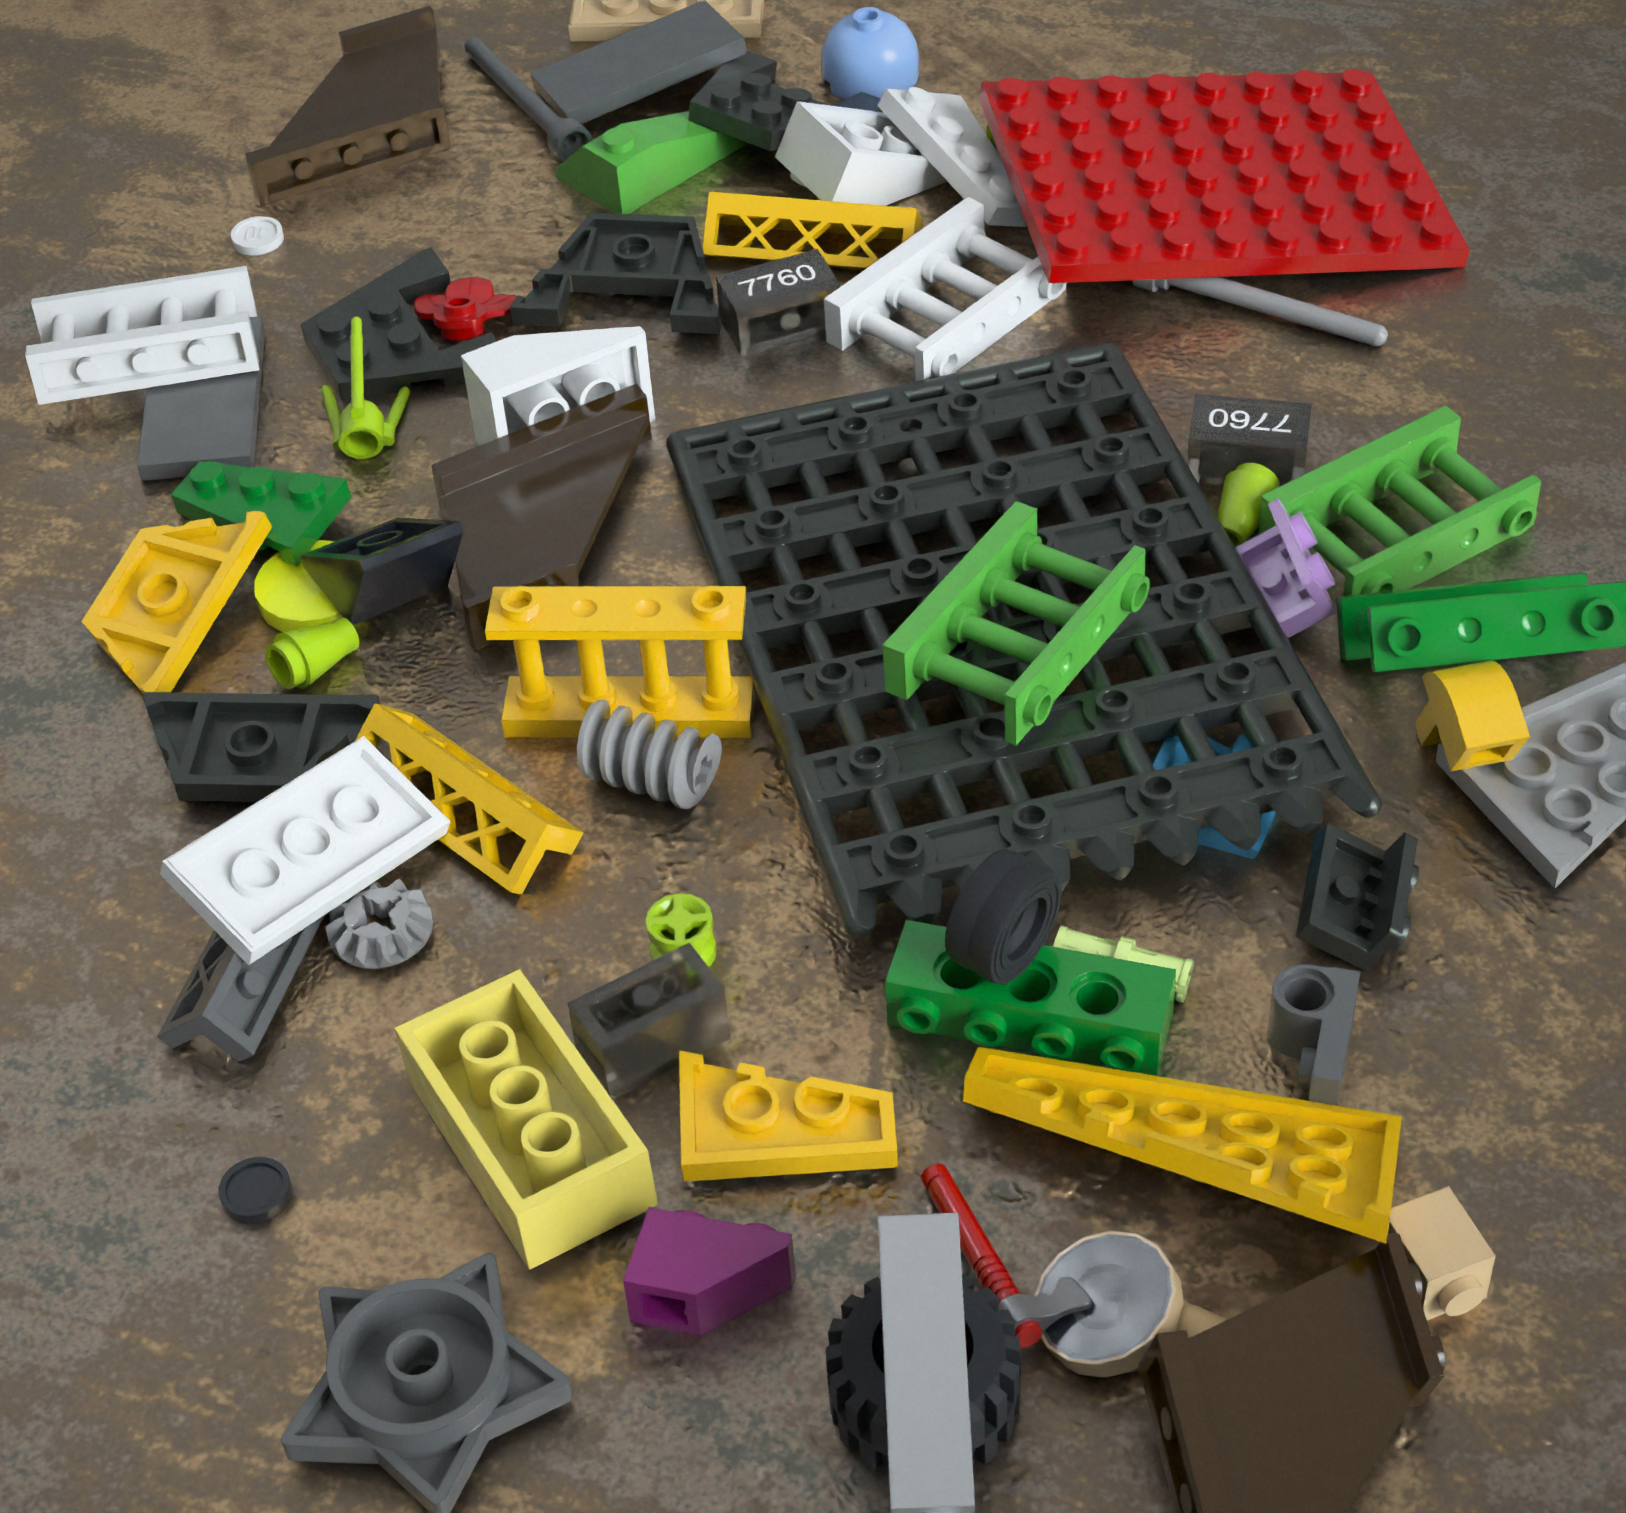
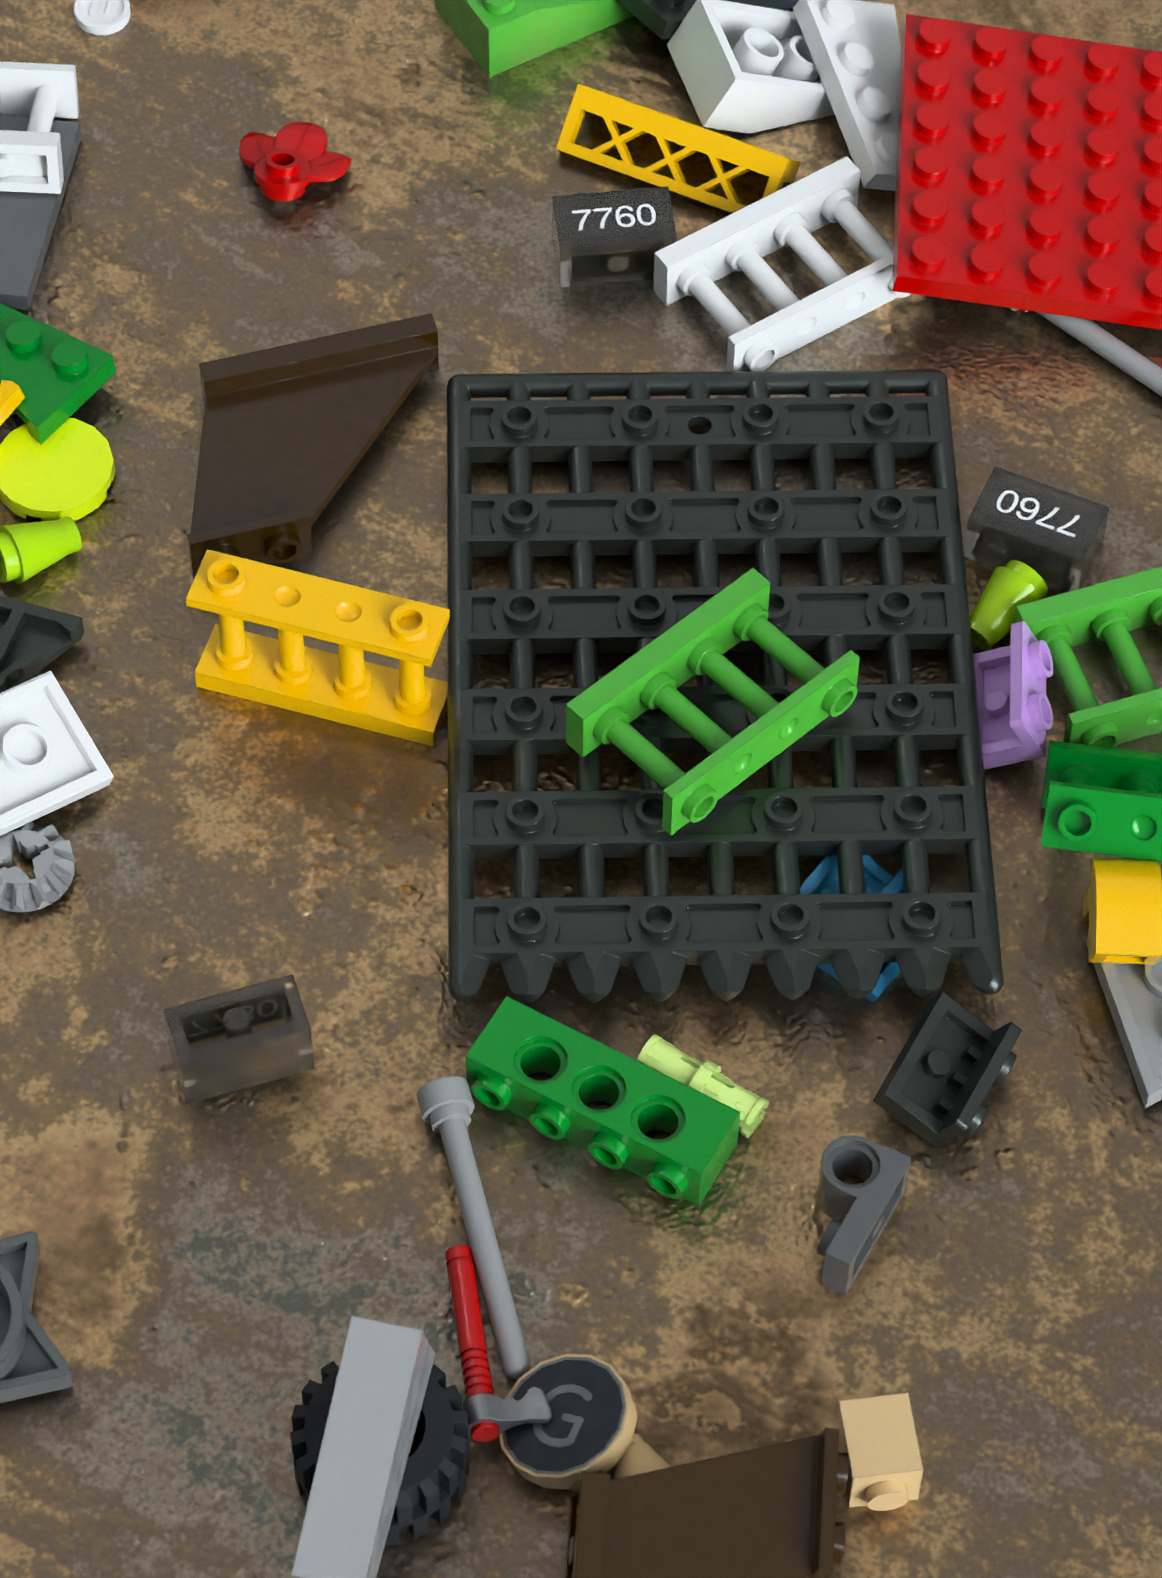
camera: 10 degrees right, 10 degrees up
(361, 425) = (146, 289): lime plant -> none
(385, 565) = (123, 466): black slope -> none
(393, 339) = (188, 182): pearl dark grey wing -> none
(476, 783) = (150, 737): yellow fence -> none
(527, 1118) = (100, 1106): light yellow brick -> none
(550, 373) = (338, 288): white slope -> none
(632, 257) = (475, 138): pearl dark grey wing -> none
(646, 760) = (317, 752): light grey piece -> none
(679, 918) = (292, 936): lime wheel -> none
(703, 1270) = (217, 1298): magenta slope -> none
(774, 1126) = (322, 1168): yellow wing -> none
(878, 1042) = (447, 1108): none -> light grey piece
(1003, 916) = (584, 1026): black tyre -> none
(1267, 1147) = (752, 1306): yellow wing -> none

